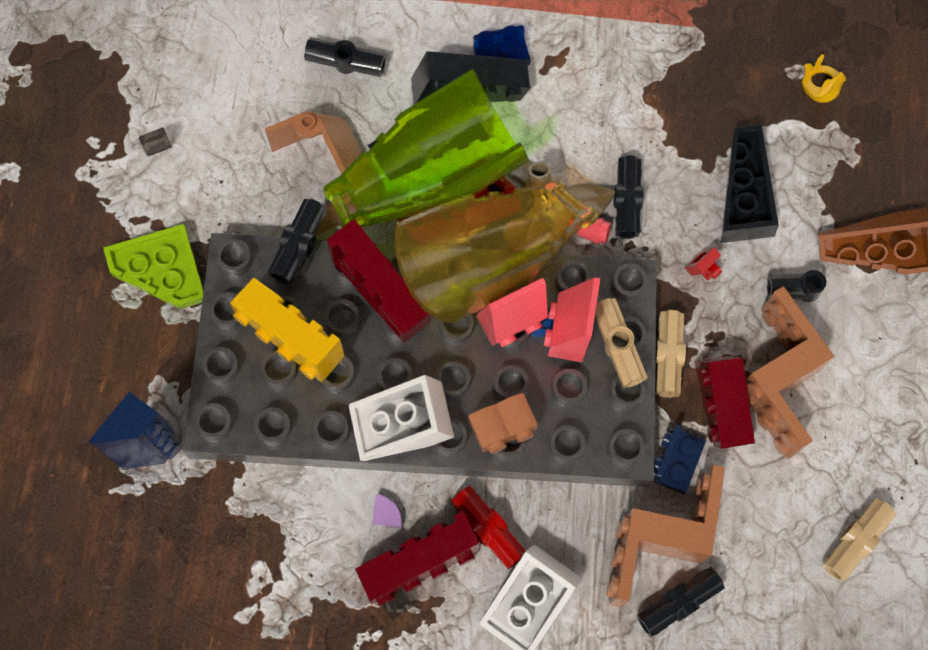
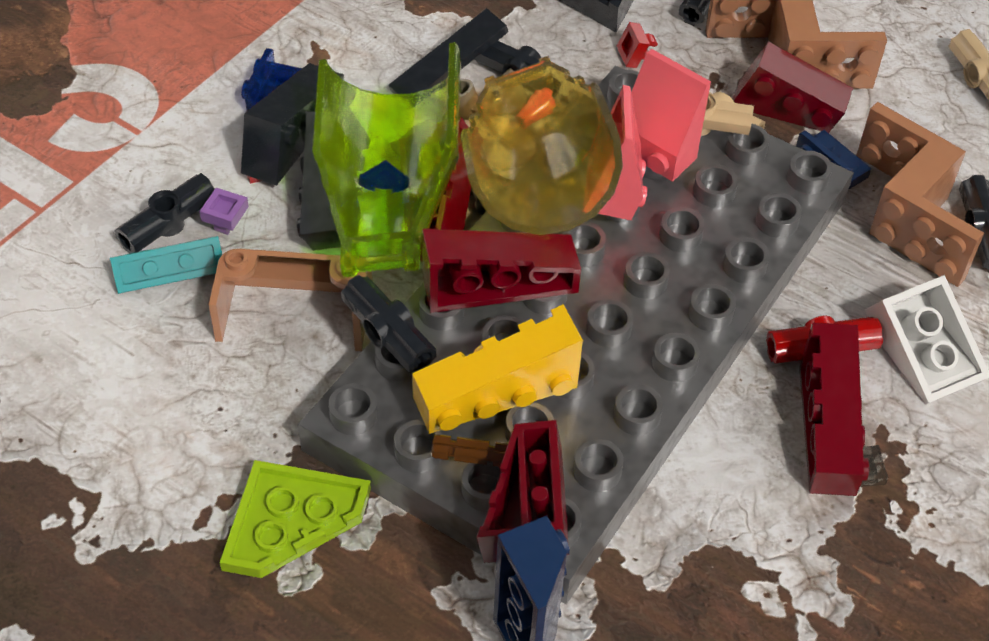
camera: 60 degrees left, 20 degrees down
(155, 142) = (117, 443): clear smoke tile -> none
(203, 396) = (528, 485): none -> dark red wedge
(229, 344) = (468, 450): none -> reddish brown axle
(304, 83) = (166, 264): none -> teal plate
(366, 88) = (224, 210): none -> medium lavender tile
(386, 513) = (753, 428): lavender tile -> none
(401, 419) = (675, 323): white slope -> none
(429, 168) = (384, 177): none -> tile
(503, 423) = (733, 241): nougat brick -> none
(597, 145) = (433, 68): none -> black tile

